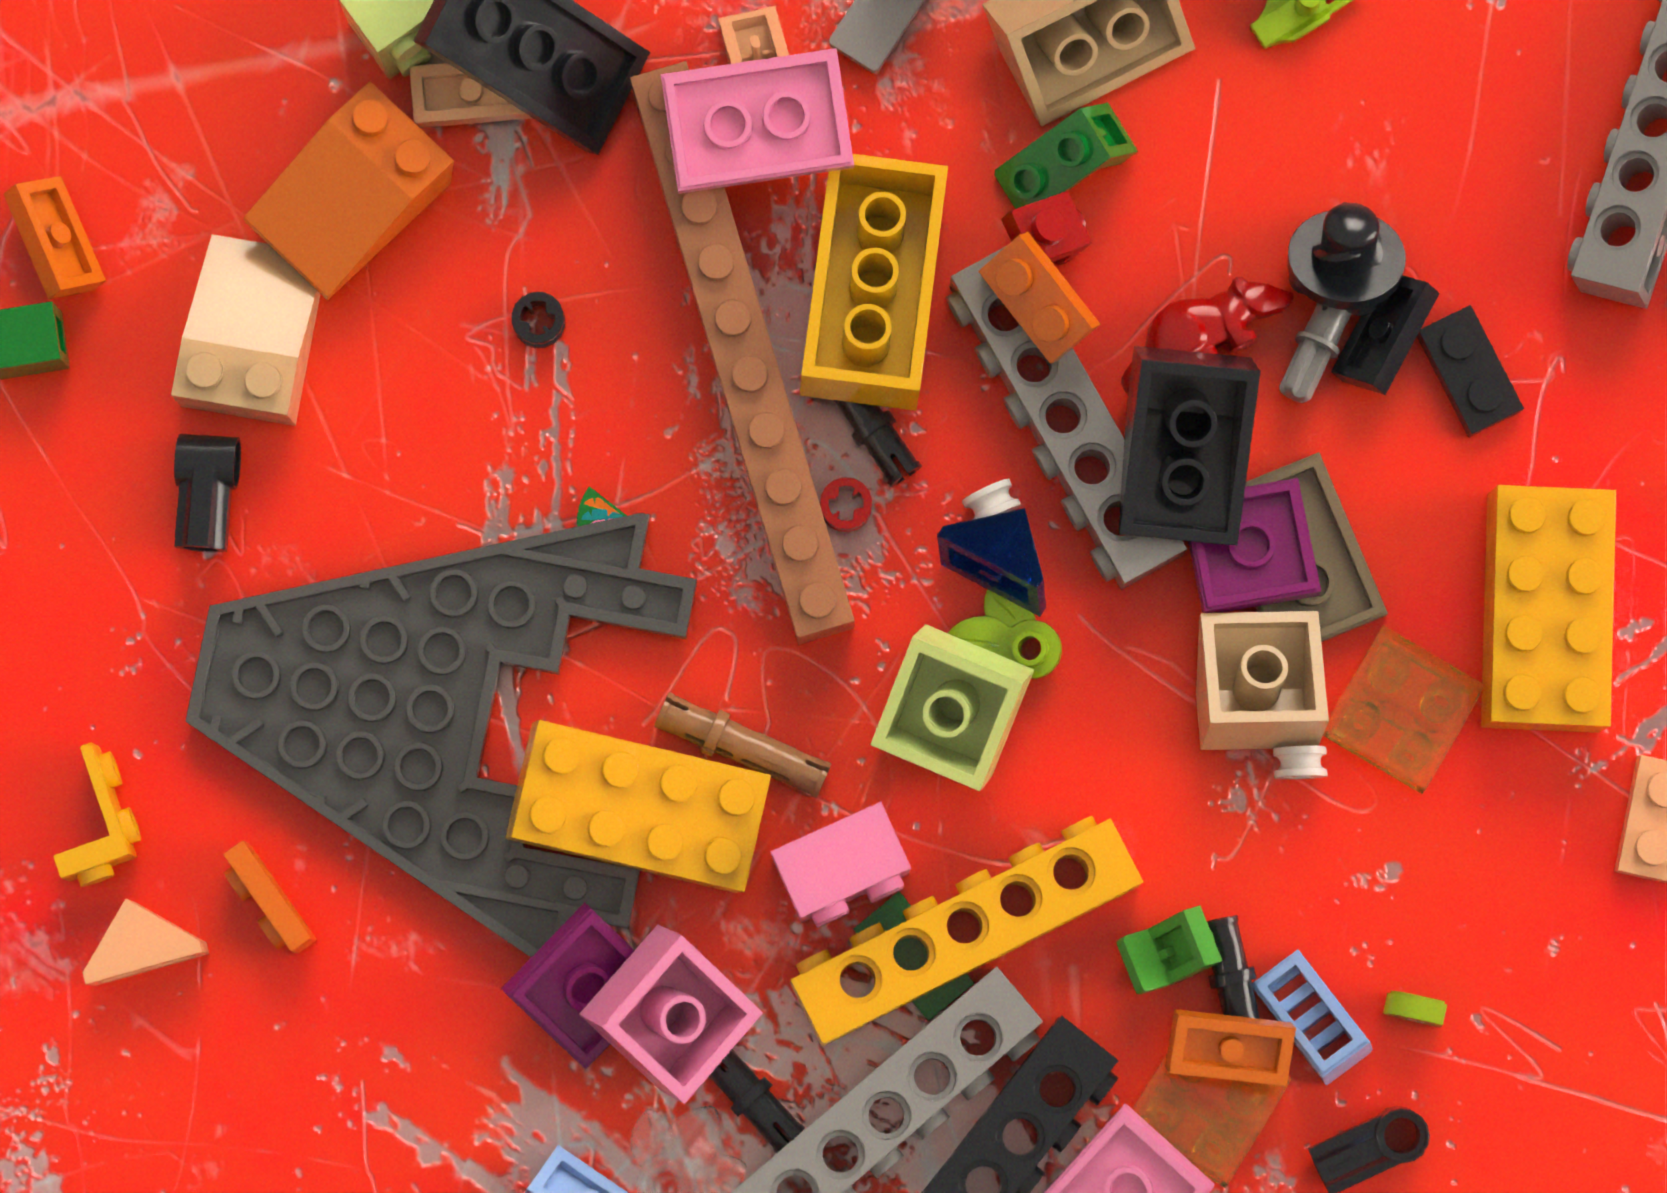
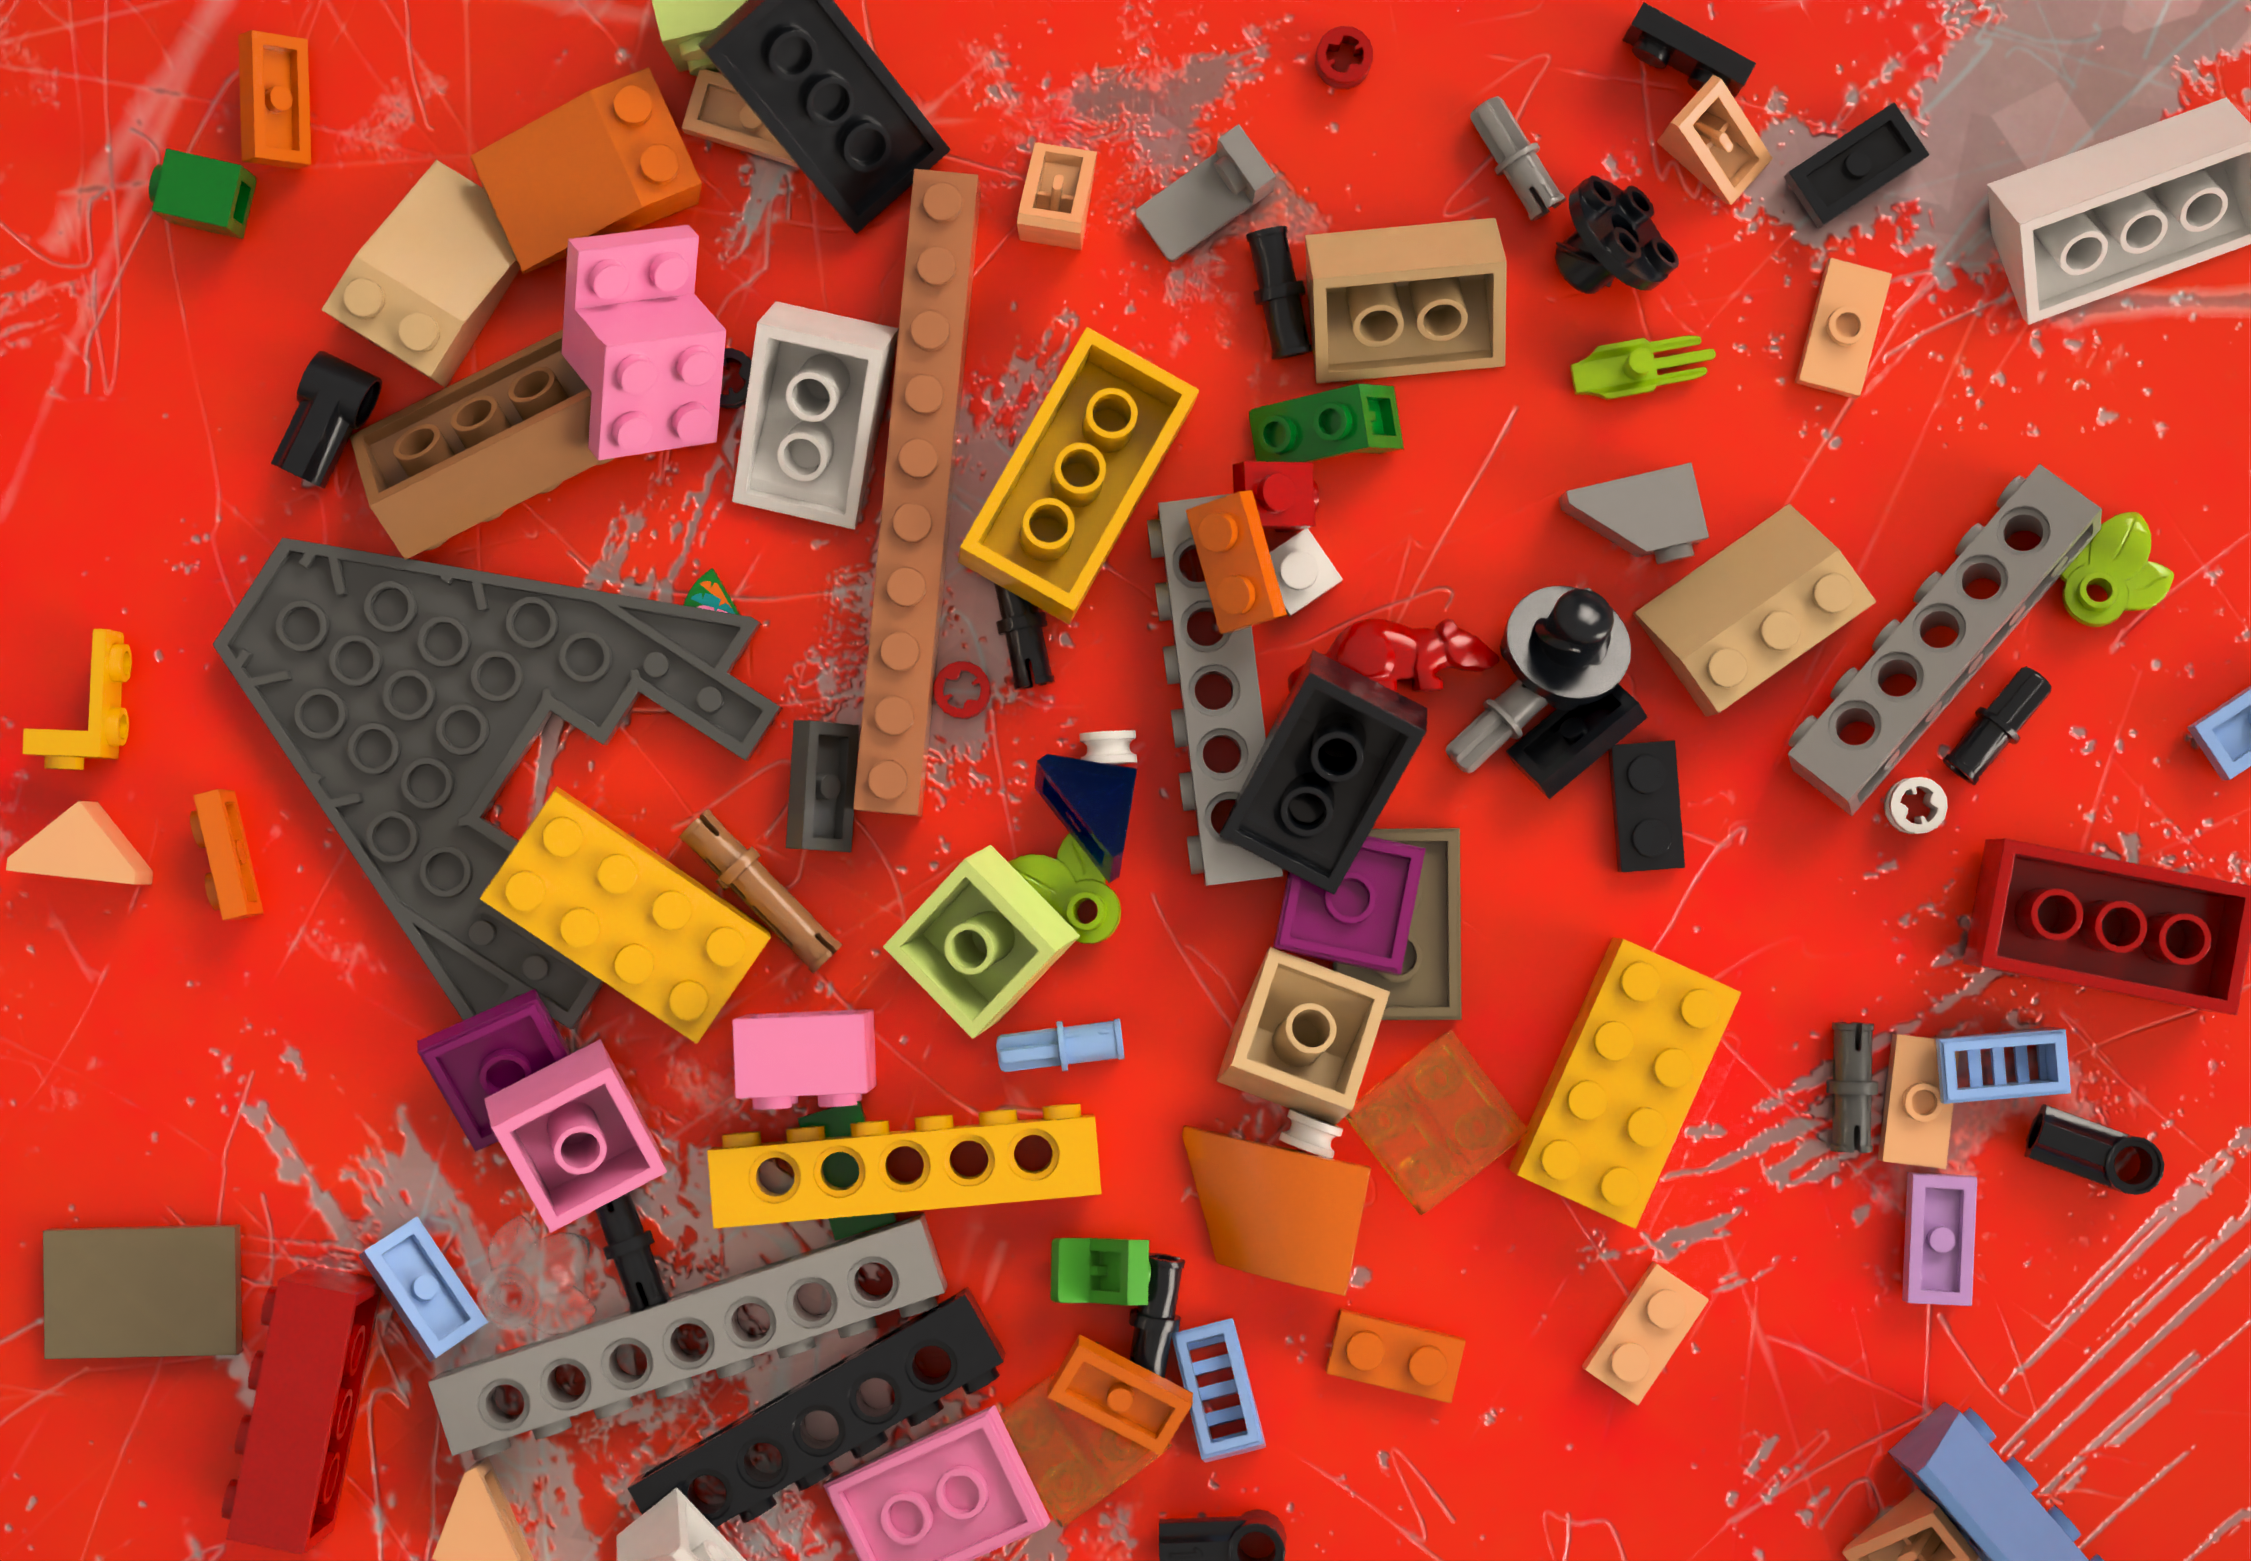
camera: 25 degrees right, 5 degrees up
(356, 453) = (477, 447): none -> medium nougat slope
(458, 312) = (642, 341): none -> bright pink bracket
(624, 321) = (813, 413): none -> white slope
(757, 121) = (1021, 266): bright pink tile -> none
(760, 633) = (822, 786): none -> dark grey plate
(979, 61) = (1279, 292): none -> black pin
(1055, 774) = (1060, 1046): none -> light blue axle
(1098, 286) = (1302, 571): none -> white plate
(1298, 836) = (1278, 1208): none -> orange slope
(1364, 123) = (1644, 512): none -> light grey slope
(1415, 1008) = (1324, 1426): lime tile -> none
(1450, 925) = (1395, 1355): none -> orange plate
(1490, 167) = (1753, 609): none -> tan slope

